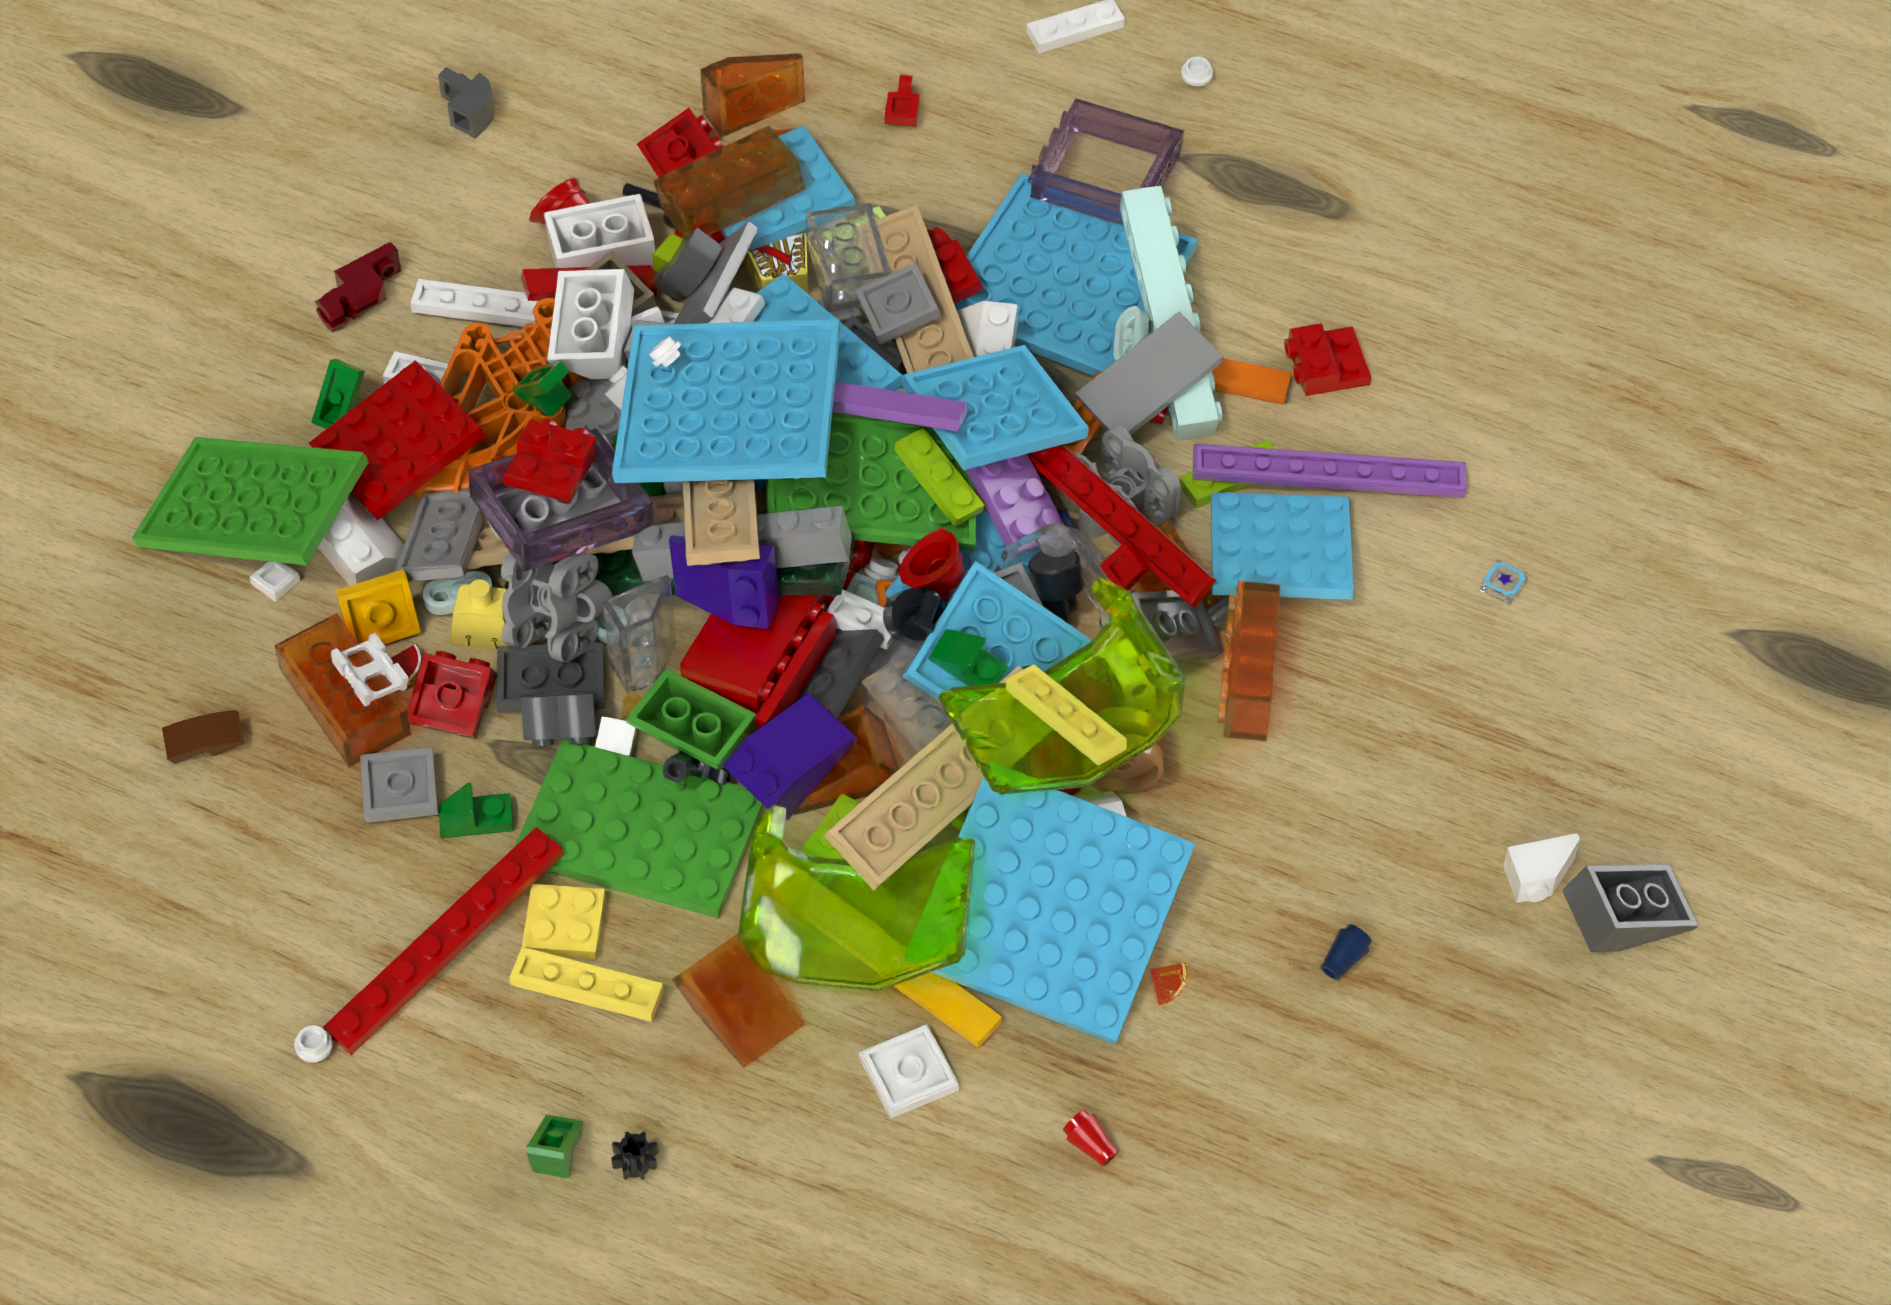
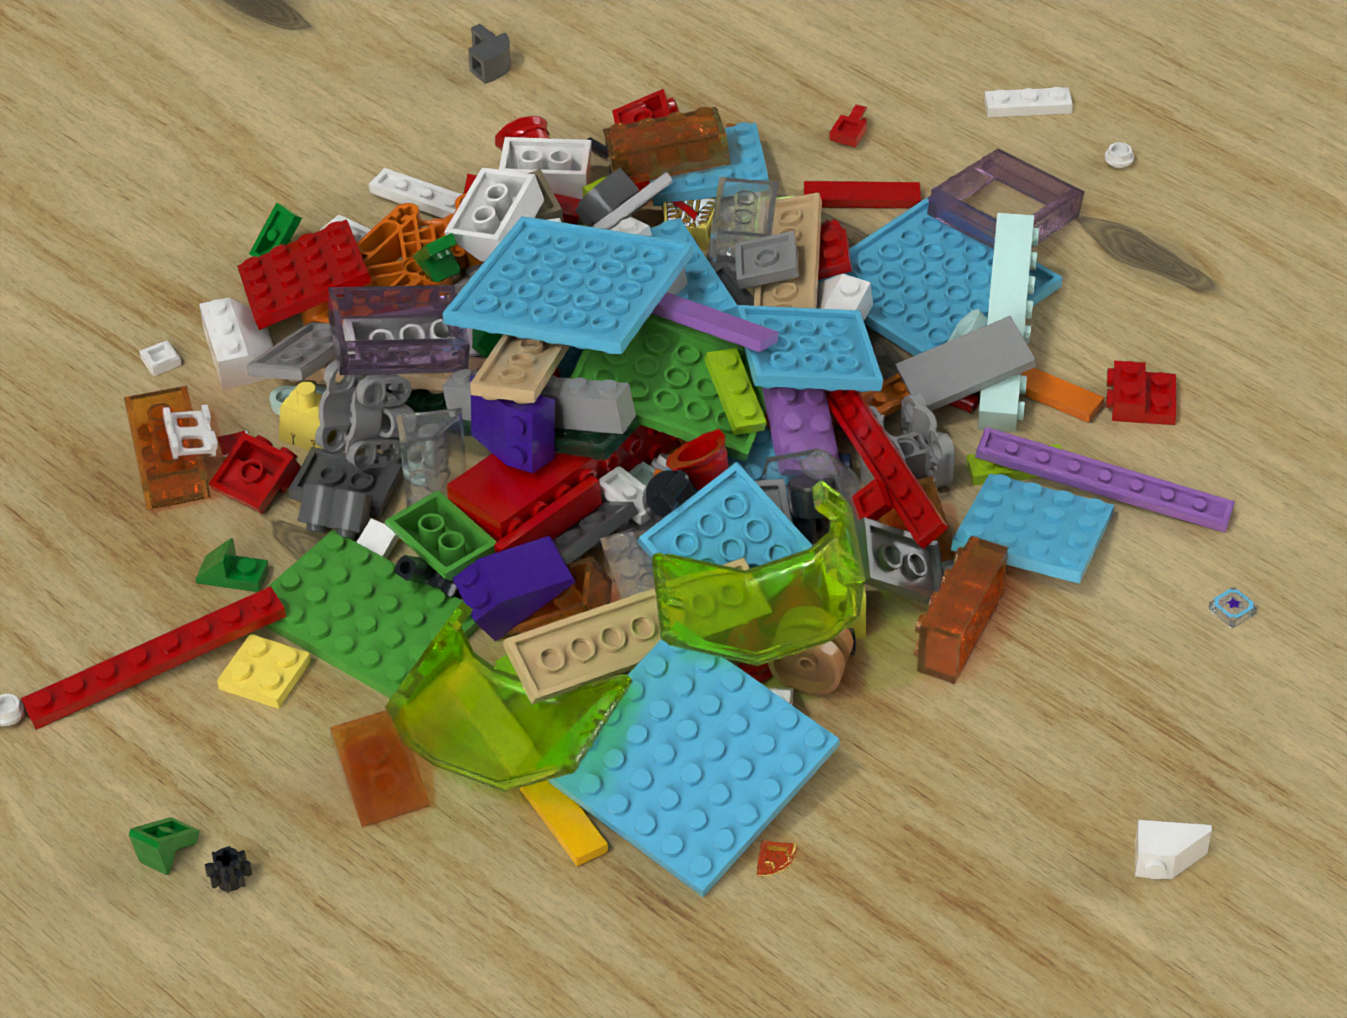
camera: 20 degrees right, 10 degrees down
(201, 734) = (45, 455): reddish brown slope -> none
(250, 500) = (163, 290): bright green plate -> none
(358, 286) = (335, 163): dark red plate -> none
(379, 607) = (227, 391): yellow plate -> none
(399, 784) = (179, 531): light grey plate -> none
(551, 460) = (399, 294): red plate -> none
(586, 984) = (257, 723): light yellow plate -> none
(665, 352) = (532, 234): white plate -> none
(750, 89) = (727, 83): clear orange slope -> none
(908, 1071) = (504, 868): white tile -> none
(947, 184) = (865, 194): none -> red tile
(966, 660) = (695, 538): green slope -> none
(1066, 714) = (760, 599): light yellow plate -> none
(1089, 1136) = (640, 963): red cone -> none
(1346, 950) = (950, 872): dark blue cone -> none
(1628, 905) = (1239, 902): dark grey slope -> none

